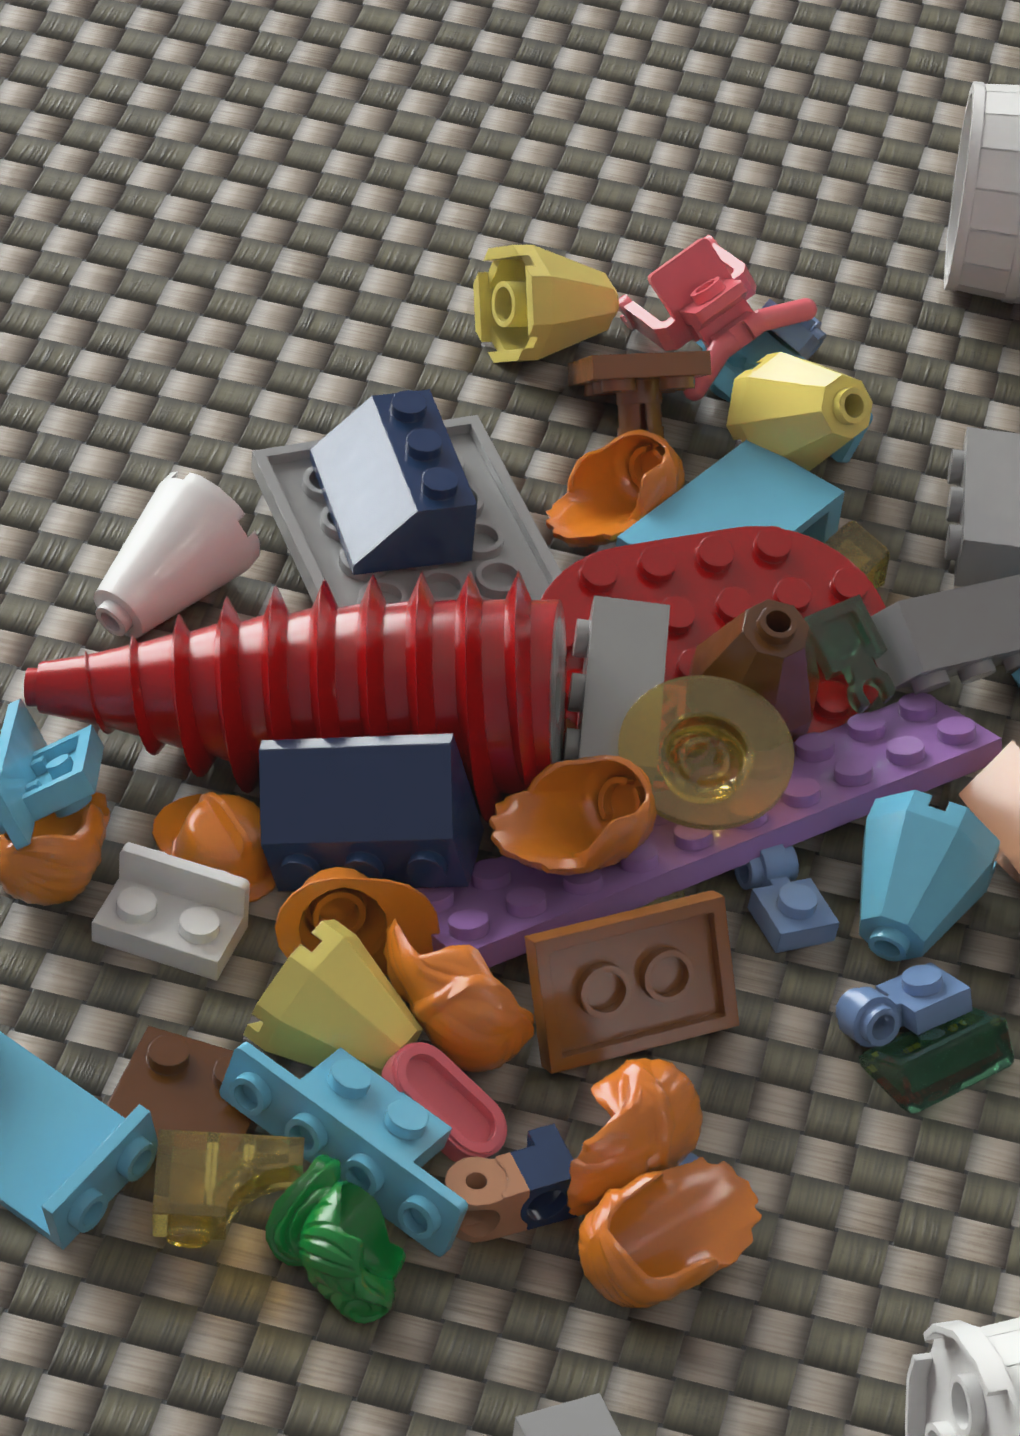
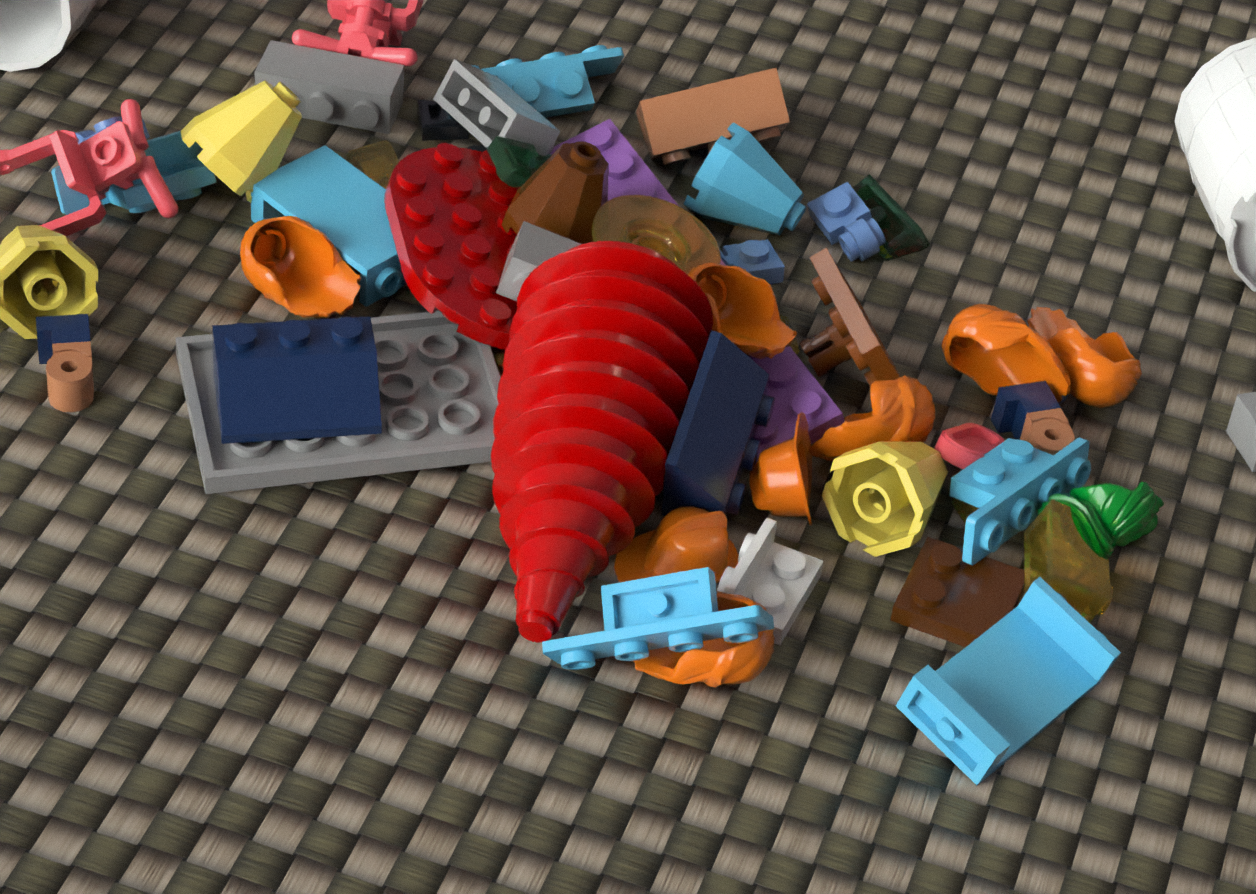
camera: 85 degrees left, 0 degrees up
(174, 556) = (359, 534): white cone -> none
(427, 351) = (66, 351): none -> nougat leg
(639, 382) = (166, 226): dark orange plate -> none

